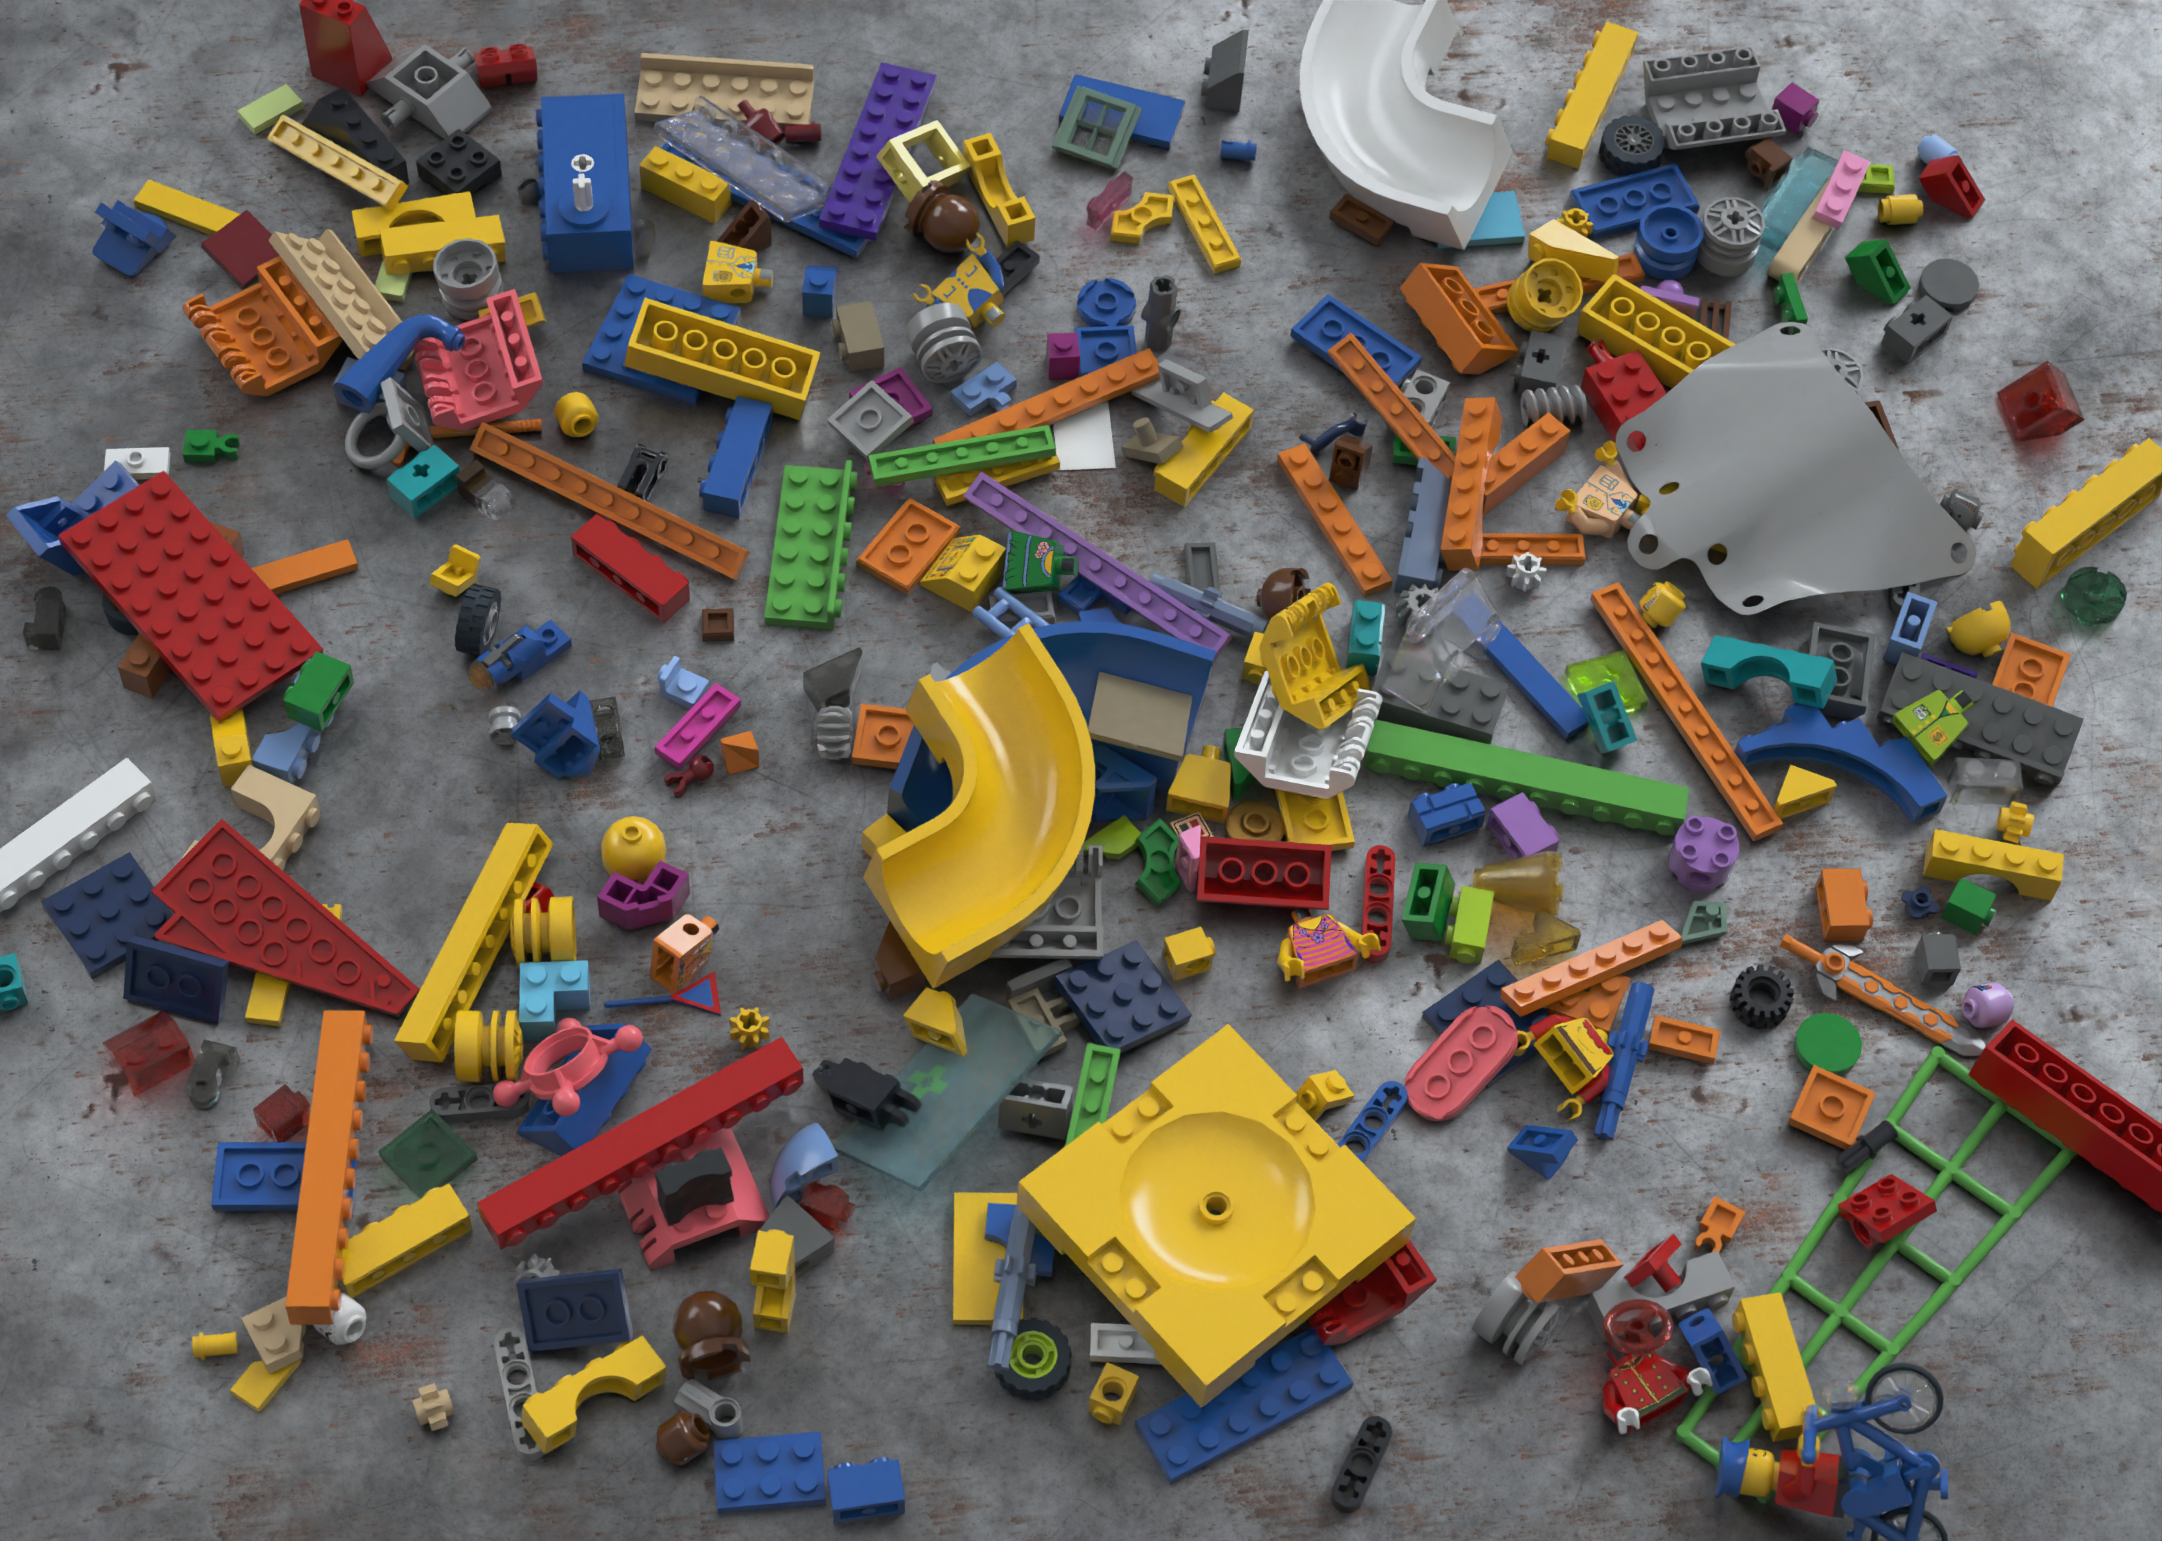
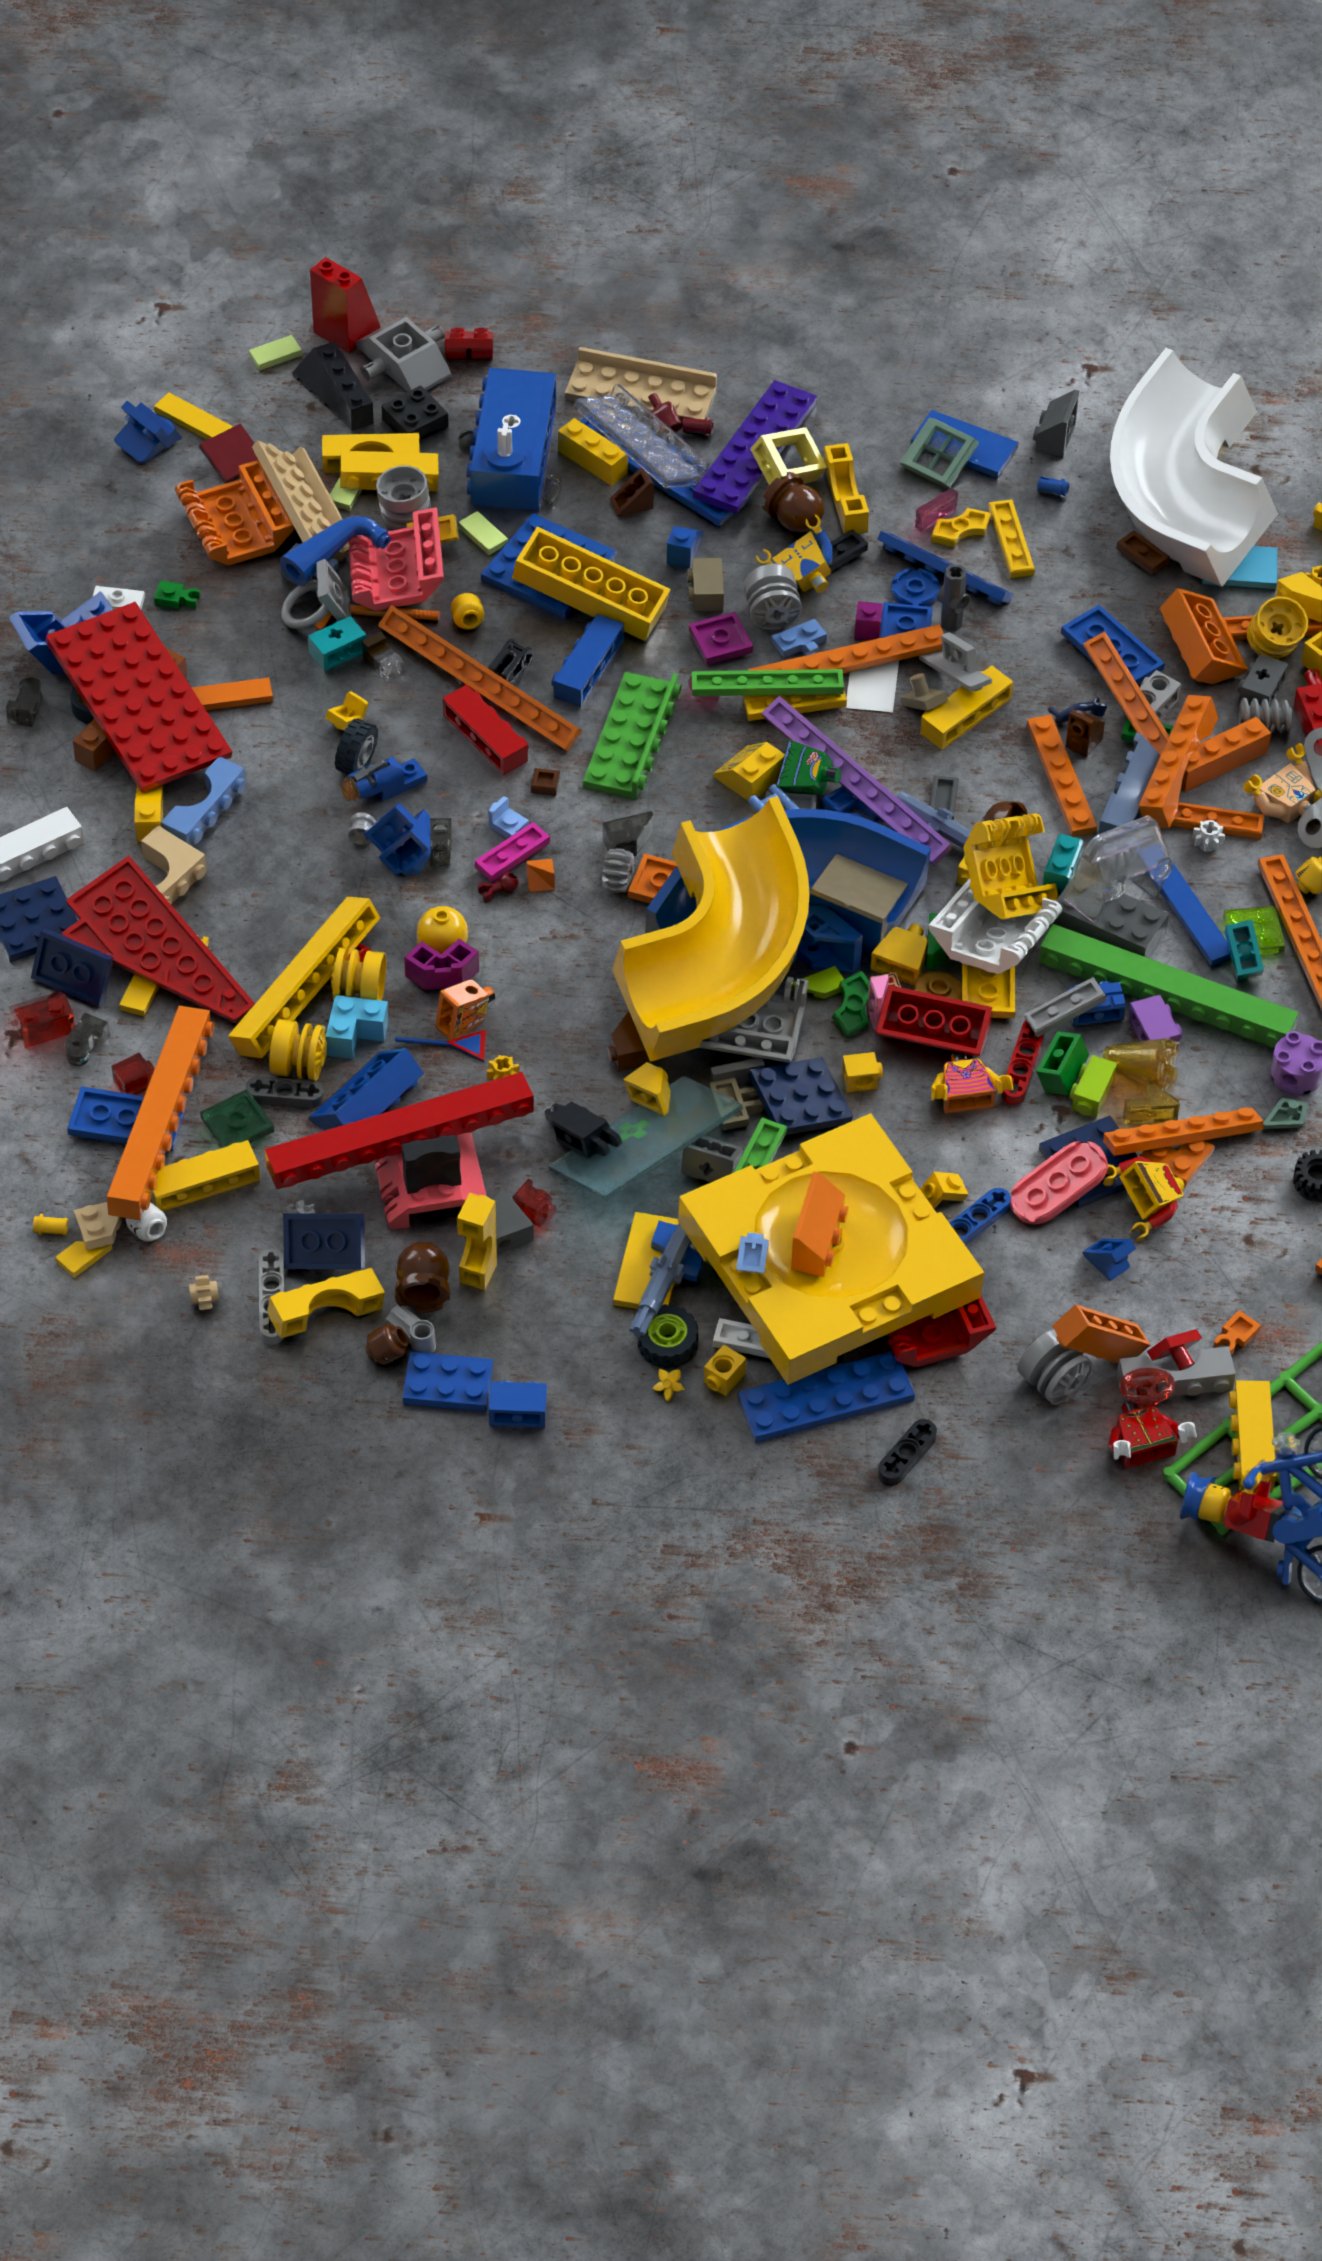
camera: 15 degrees right, 5 degrees down
(318, 691) = (222, 779): green brick -> none
(337, 162) = (319, 397): yellow tile -> none
(564, 1081) = (353, 1068): coral piece -> none
(573, 308) = (483, 533): none -> yellowish green tile
(733, 274) = (616, 524): yellow torso -> none
(801, 1161) = (522, 1167): medium blue brick -> none
(870, 420) = (699, 646): light grey plate -> none
(907, 546) = (709, 745): orange tile -> none
(1047, 1424) = (669, 1383): none -> yellow plant
(1124, 269) = (934, 564): none -> blue plate
(1130, 1248) = (752, 1253): none -> light blue bracket
(1204, 1197) = (818, 1227): none -> orange slope
(1415, 828) = (1065, 1007): none -> light grey tile
(1627, 1049) = (1195, 1194): blue piece -> none
(1684, 1039) = (1246, 1196): orange plate -> none
(1708, 1339) = (1204, 1411): blue torso -> none

